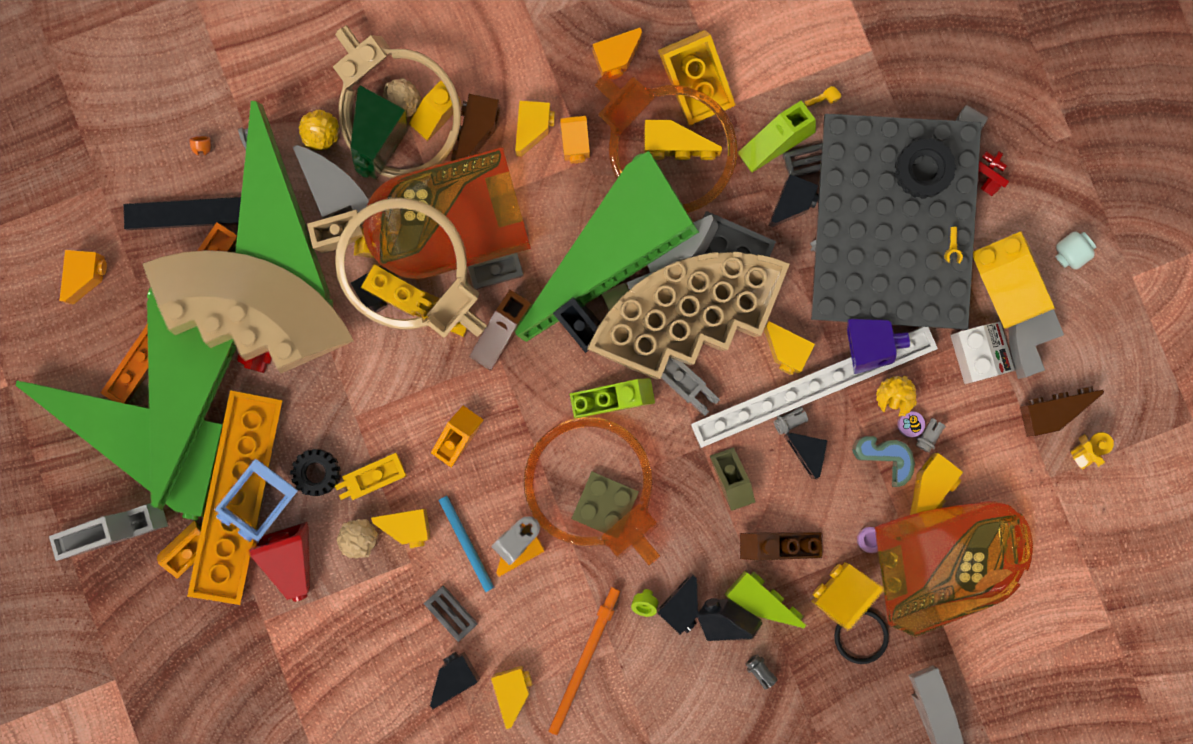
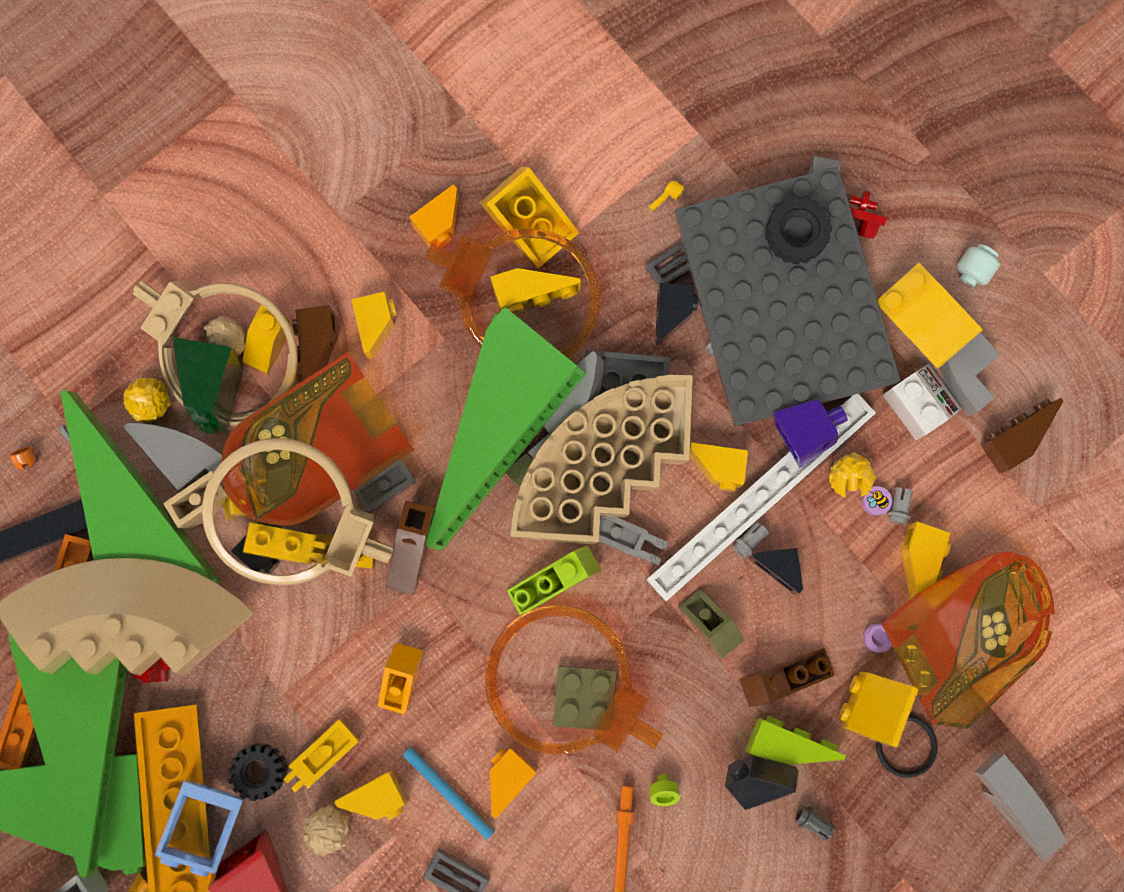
camera: 20 degrees left, 5 degrees down
(514, 542) = (499, 773): light grey piece -> none
(575, 139) = (423, 320): light orange slope -> none
(578, 321) = (490, 510): black slope -> none
(681, 606) = (704, 781): black slope -> none
(779, 136) = (635, 249): lime slope -> none
(891, 450) = (867, 535): sand green animal -> none
(953, 246) = (856, 301): yellow hand -> none
(1091, 451) = (1071, 465): yellow hips -> none

